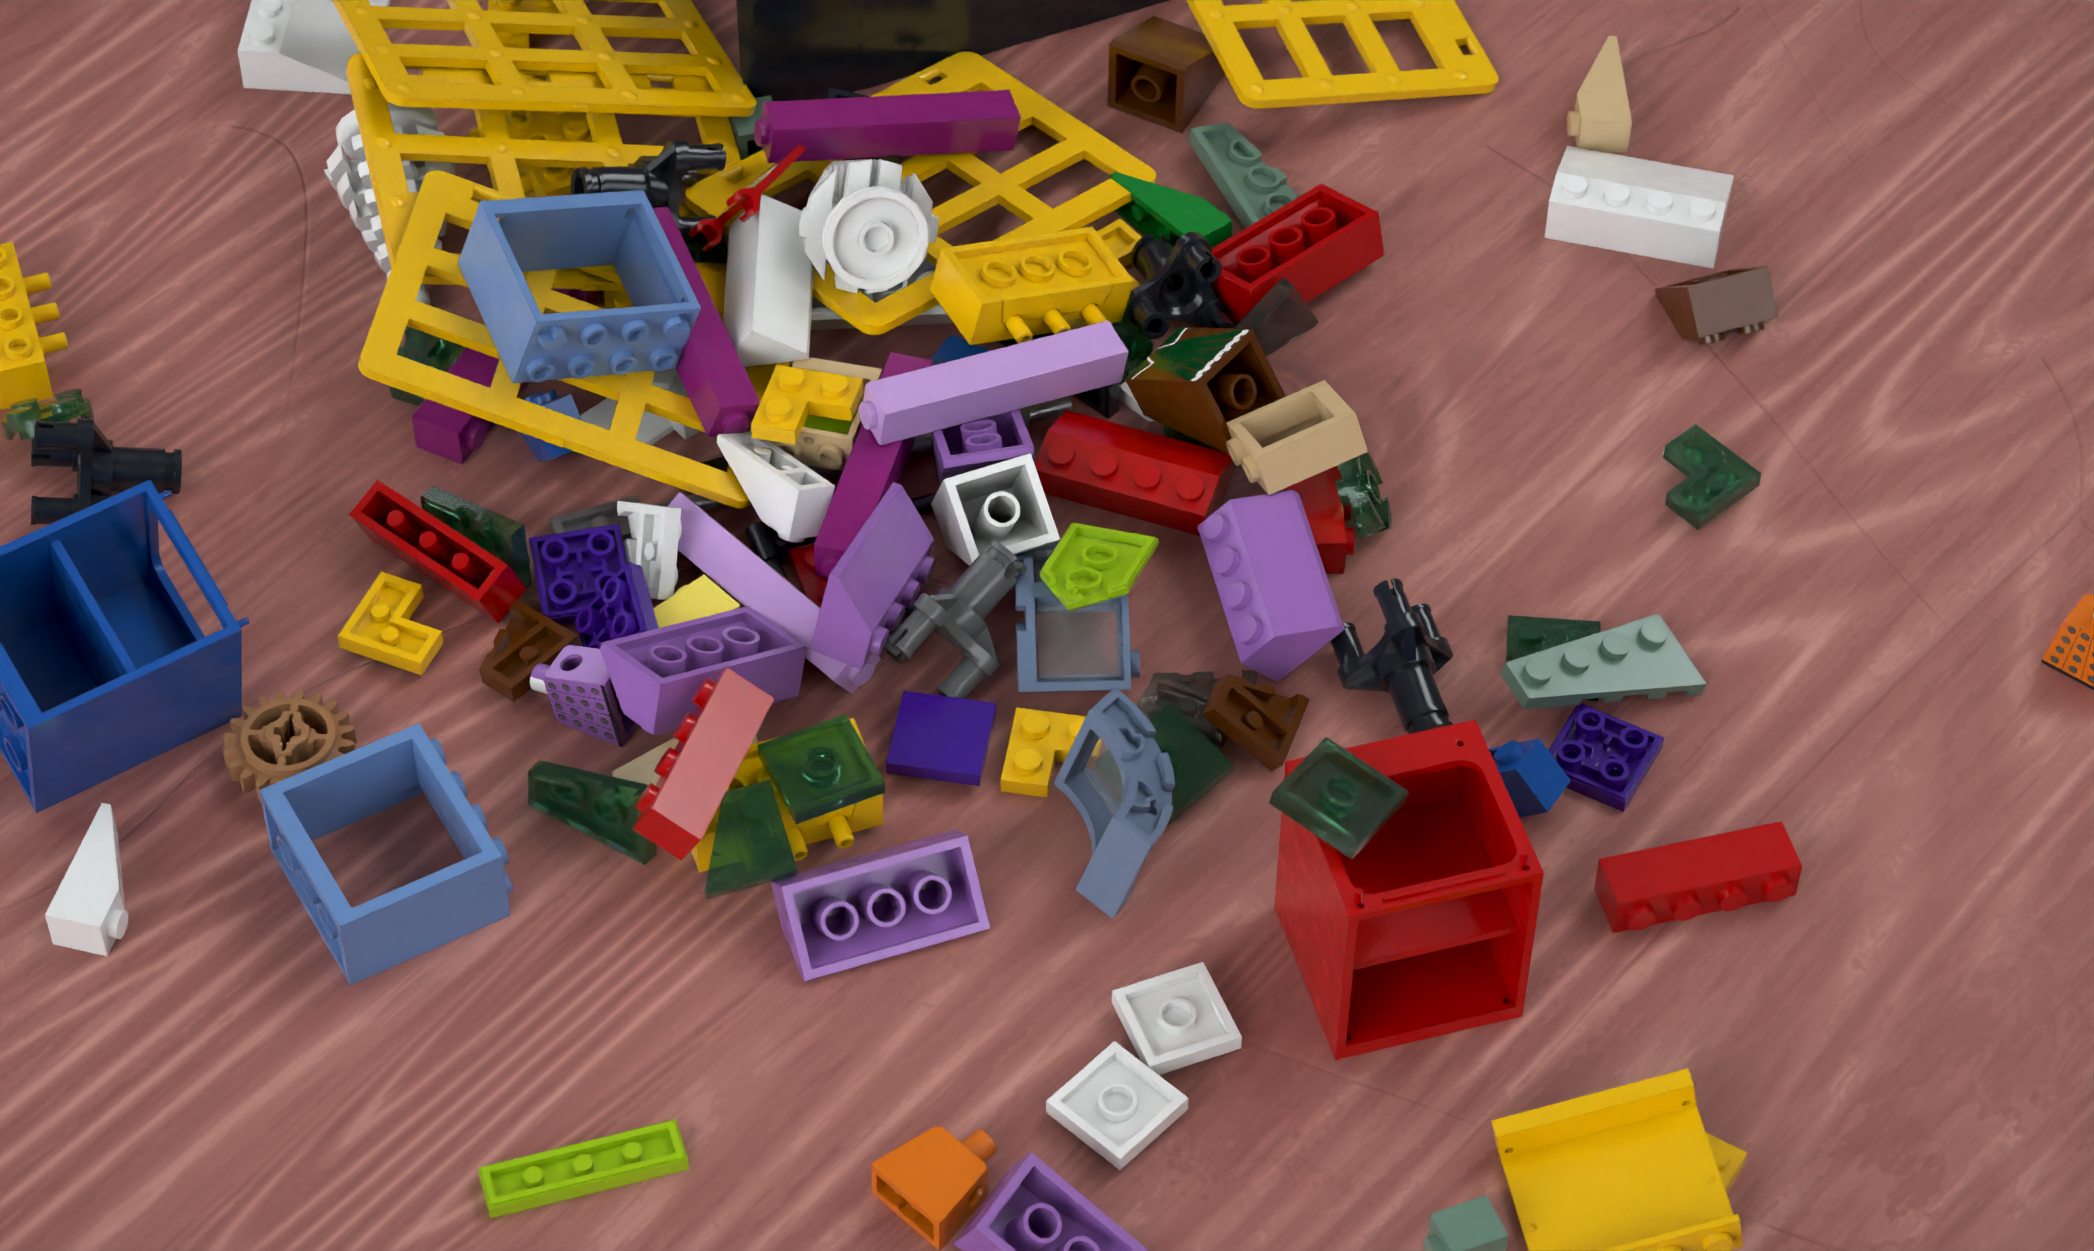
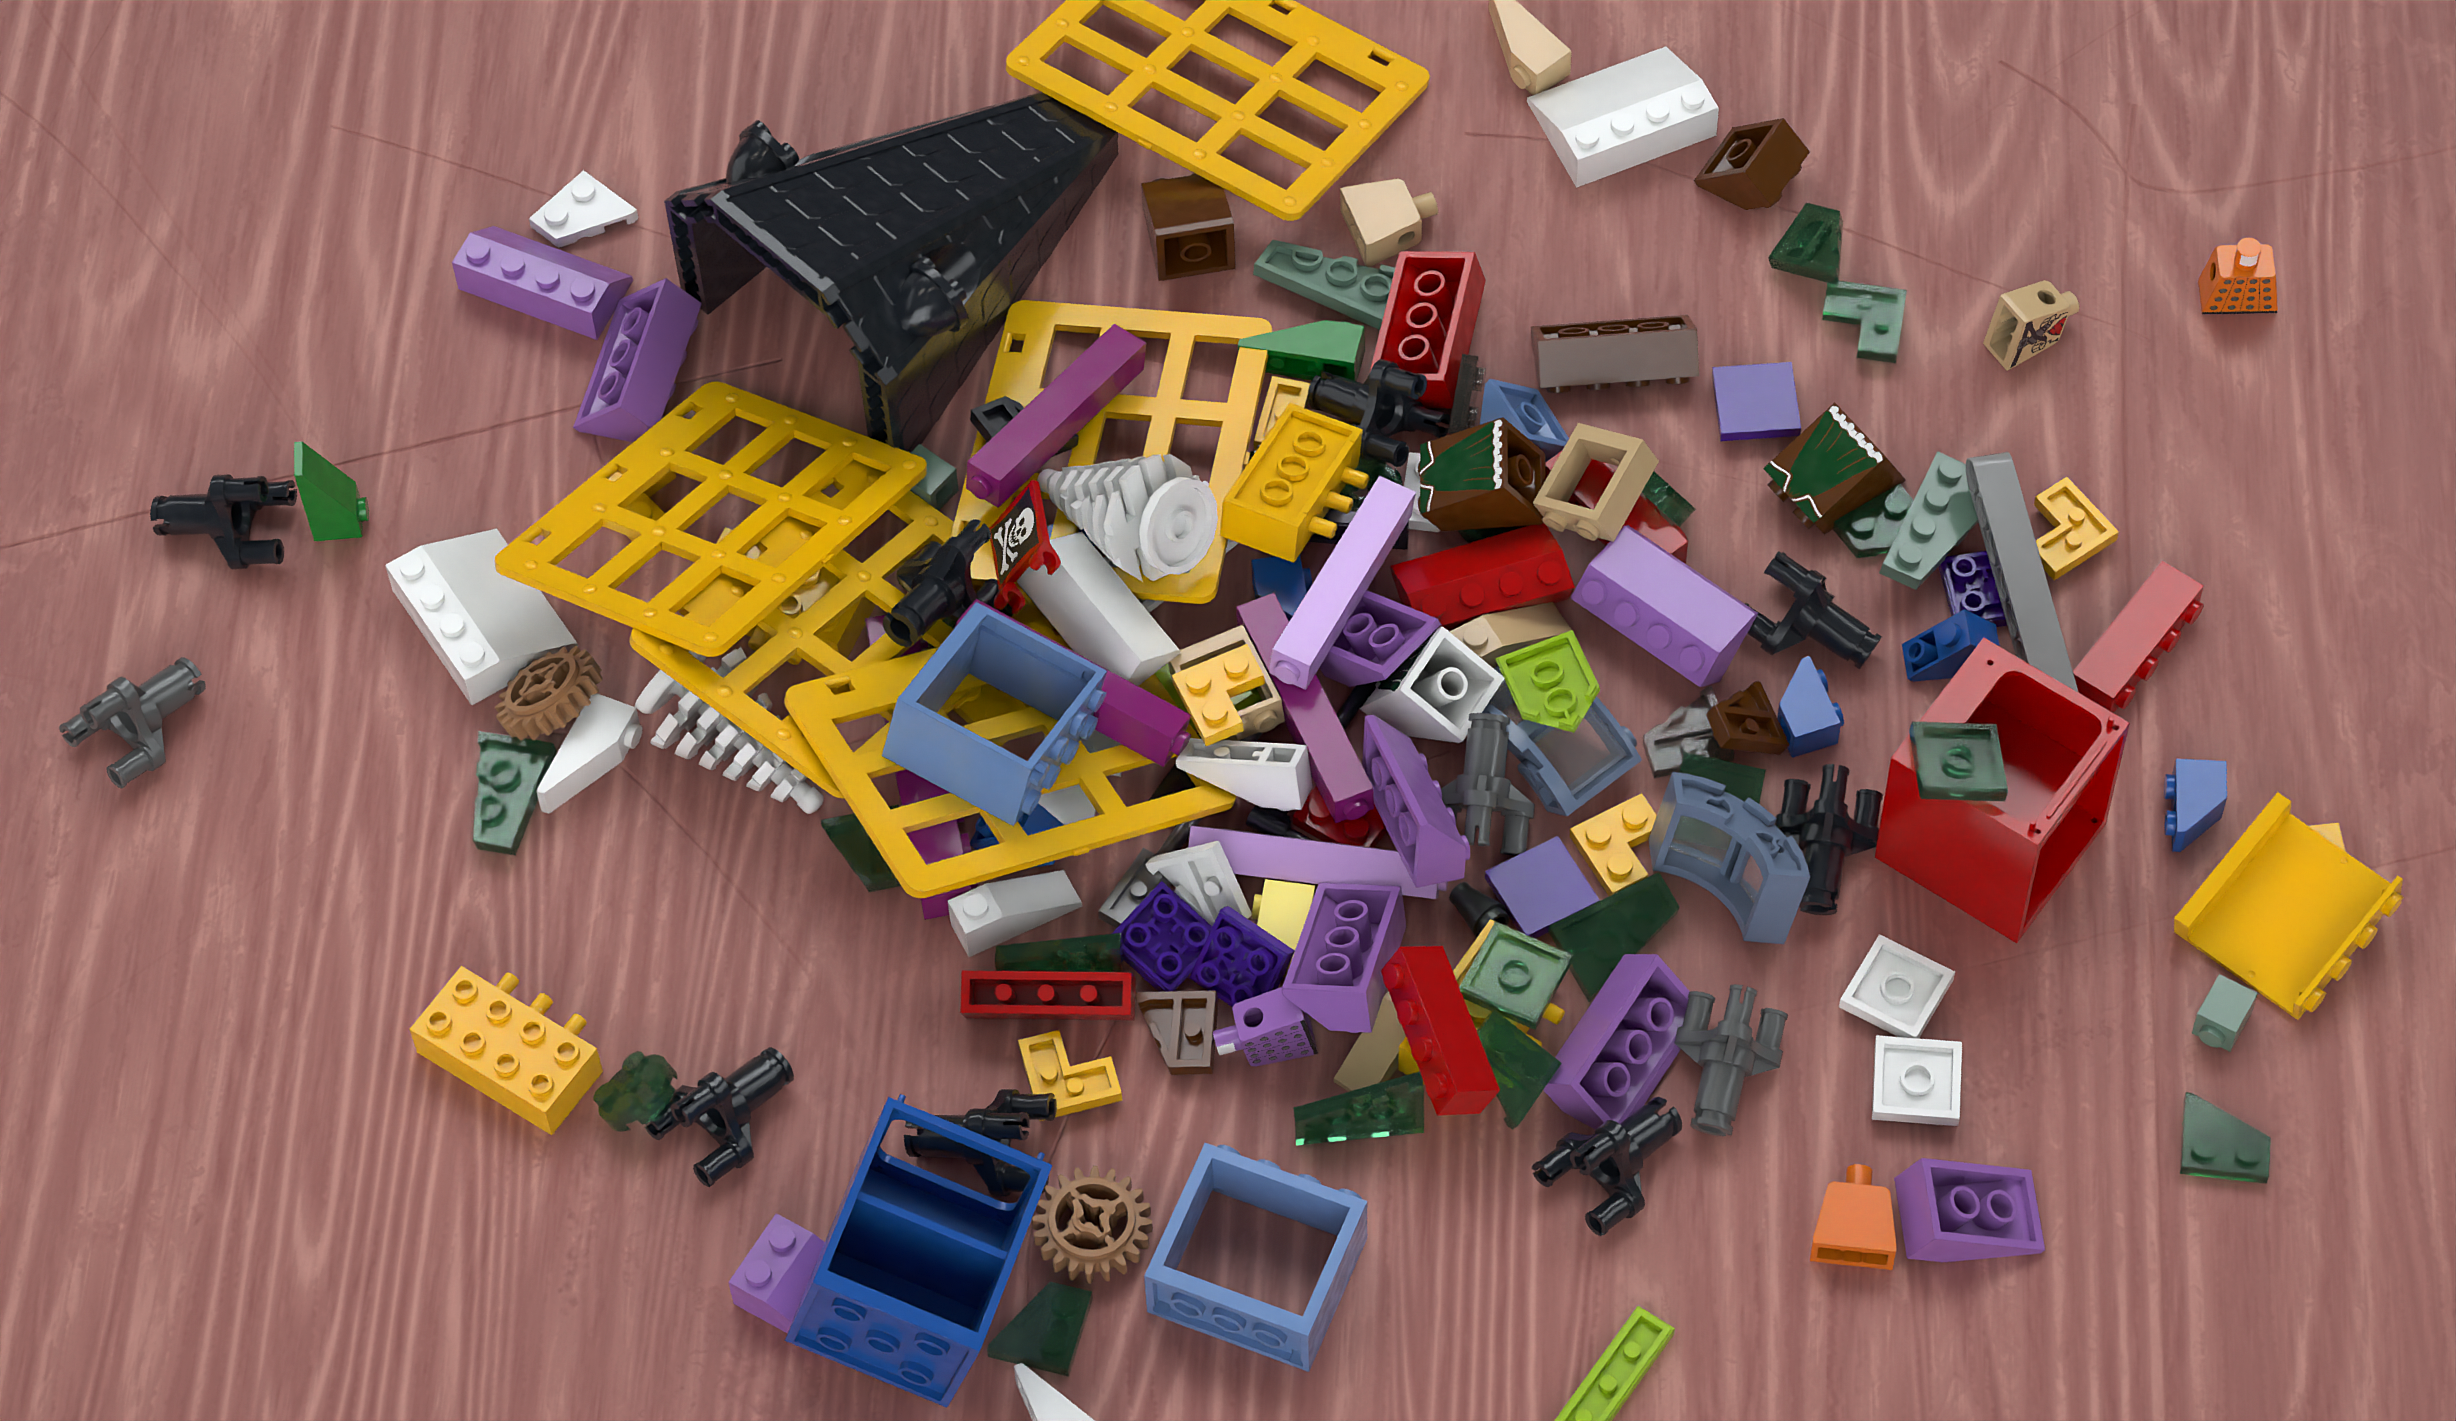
camera: 35 degrees left, 10 degrees up
(173, 805) = (1046, 1330): none -> clear green wing
(203, 154) = (507, 789): none -> clear green wing
(277, 165) = (590, 750): none -> white slope
(277, 624) = (999, 1122): none -> black wheel
(293, 100) = (548, 693): none -> medium nougat gear
(484, 473) = (1010, 908): none -> white slope
(772, 983) = (1612, 1159): none -> black wheel
(872, 719) = (1477, 907): none -> pearl dark grey cone
(958, 969) = (1727, 1053): none -> dark grey wheel
(974, 804) = (1612, 928): none -> clear green wing
(1105, 510) = (1511, 630): none -> tan slope
(1226, 854) = (1828, 833): none -> black wheel
(1302, 357) = (1526, 412): none -> medium blue slope
(1338, 721) = (1807, 711): none -> slope
(1343, 158) = (1384, 217): none -> tan torso
(1440, 371) = (1615, 352): none -> slope
(1532, 481) = (1756, 401): none -> tile
(1544, 568) = (1830, 470): none -> slope
(1614, 783) = (2017, 565): none -> light grey beam
(1620, 1045) = (2196, 798): none -> slope
(1708, 390) = (1811, 245): none -> clear green wing
(1731, 761) = (2078, 529): none -> yellow plate
(1852, 560) = (2028, 322): none -> tan torso

